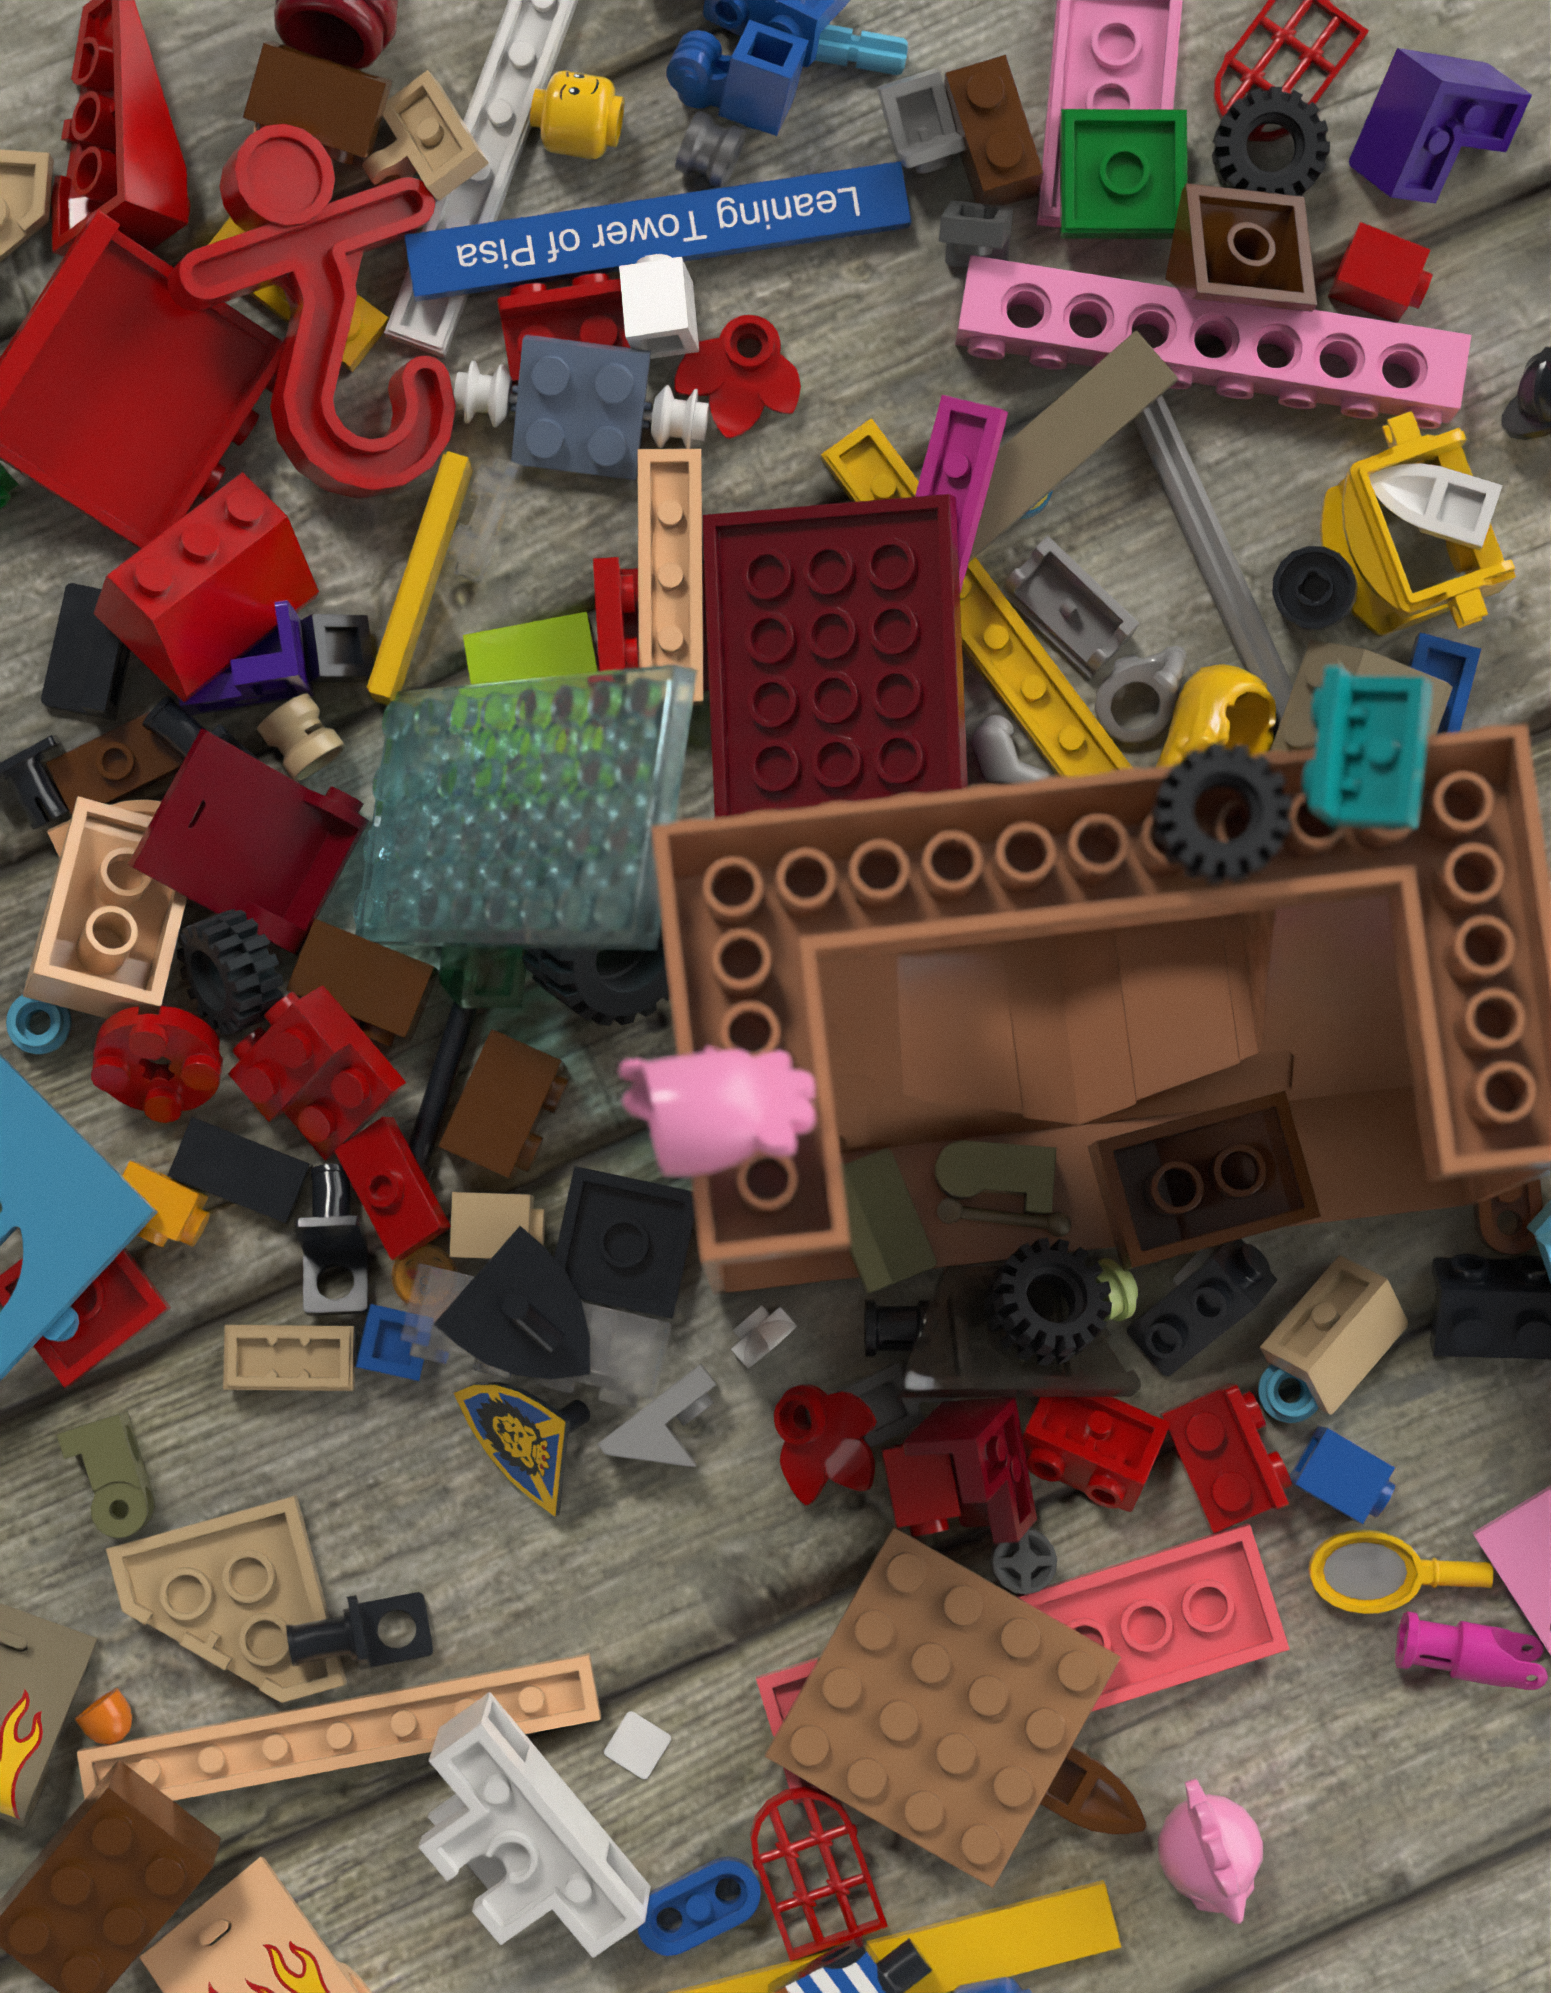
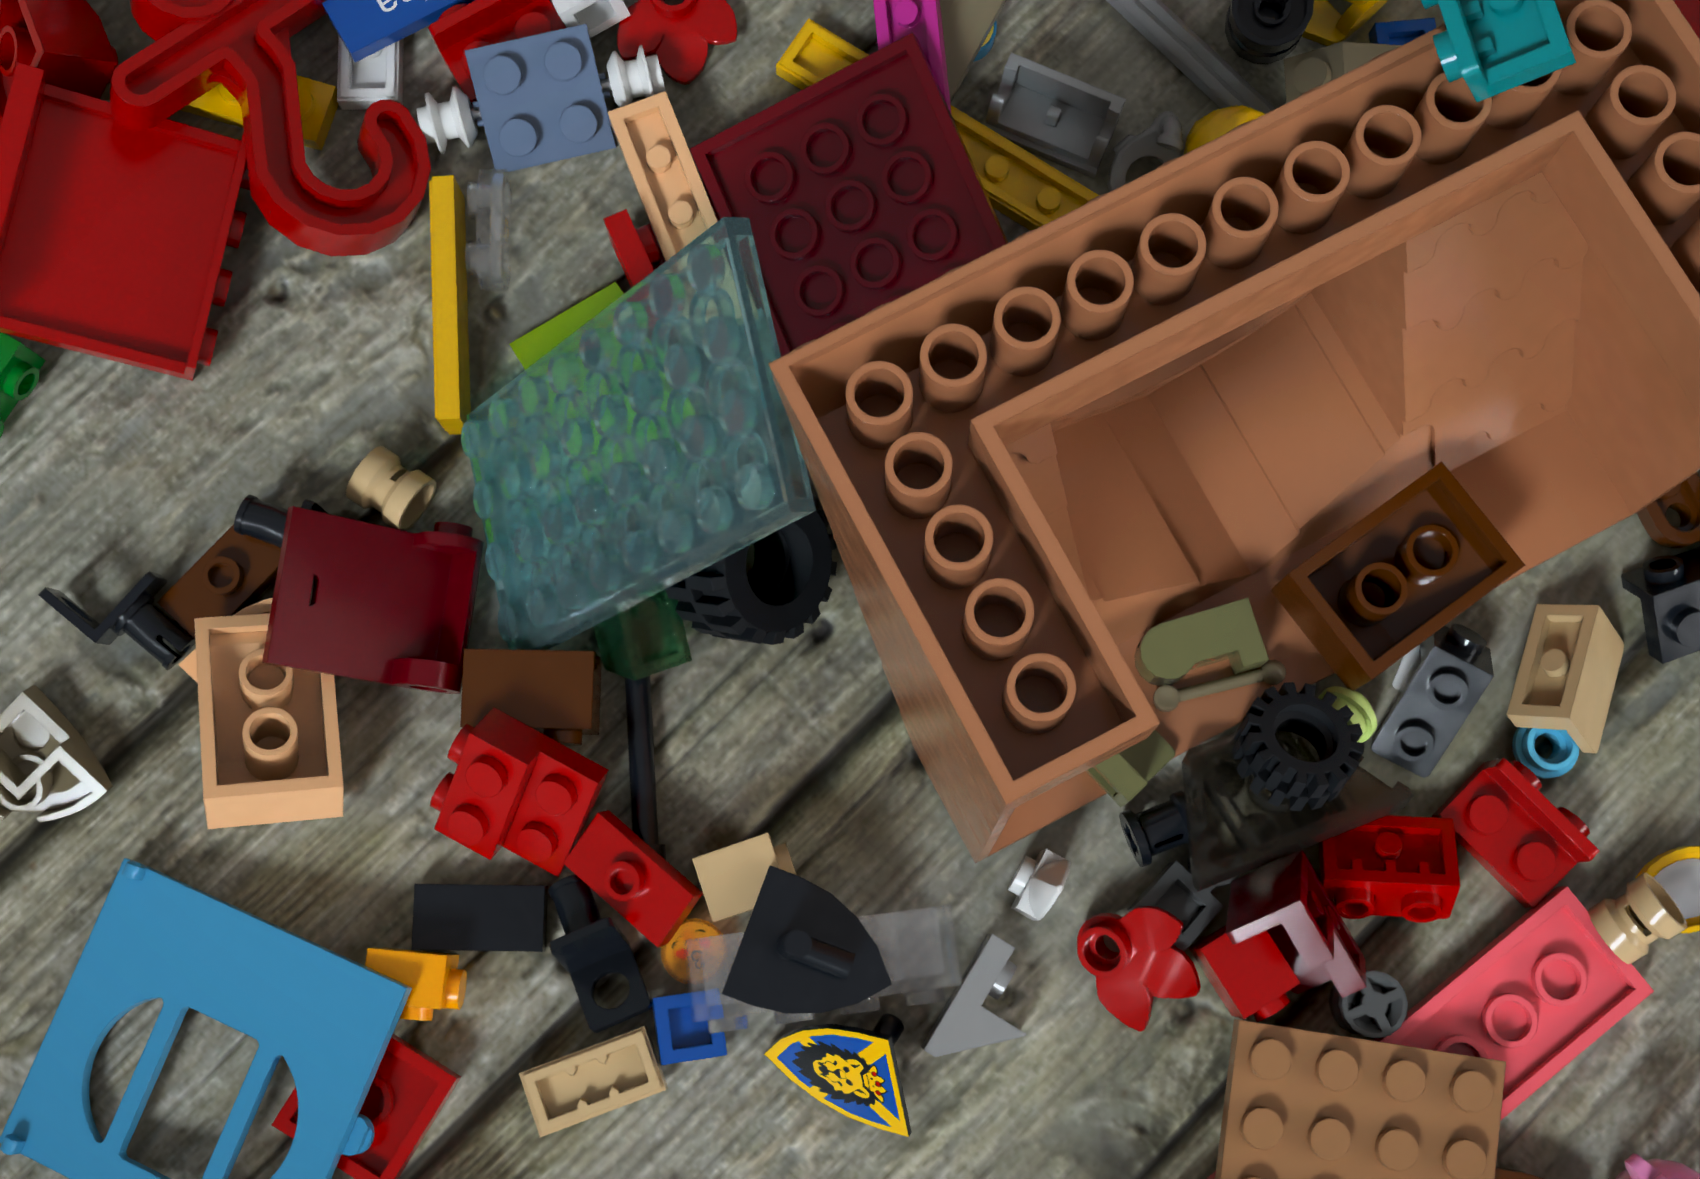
camera: 20 degrees left, 5 degrees down
(19, 1026) = (216, 854): medium azure plate -> none
(85, 659) = (166, 482): black panel -> none
(157, 1089) = (368, 870): red plate -> none
(207, 587) = (249, 379): red slope -> none
(229, 971) = (399, 728): black tyre -> none
(264, 675) = (316, 444): dark purple panel -> none
(337, 648) = (395, 395): black plate -> none
(504, 1106) = (709, 759): reddish brown brick -> none
(625, 1240) = (874, 842): black plate -> none
(719, 1107) = (962, 626): bright pink piece -> none
(1250, 780) = (1382, 83): black tyre -> none
(1299, 1577) = (1637, 918): none -> tan wheel
(1343, 1475) = (1632, 805): blue brick -> none

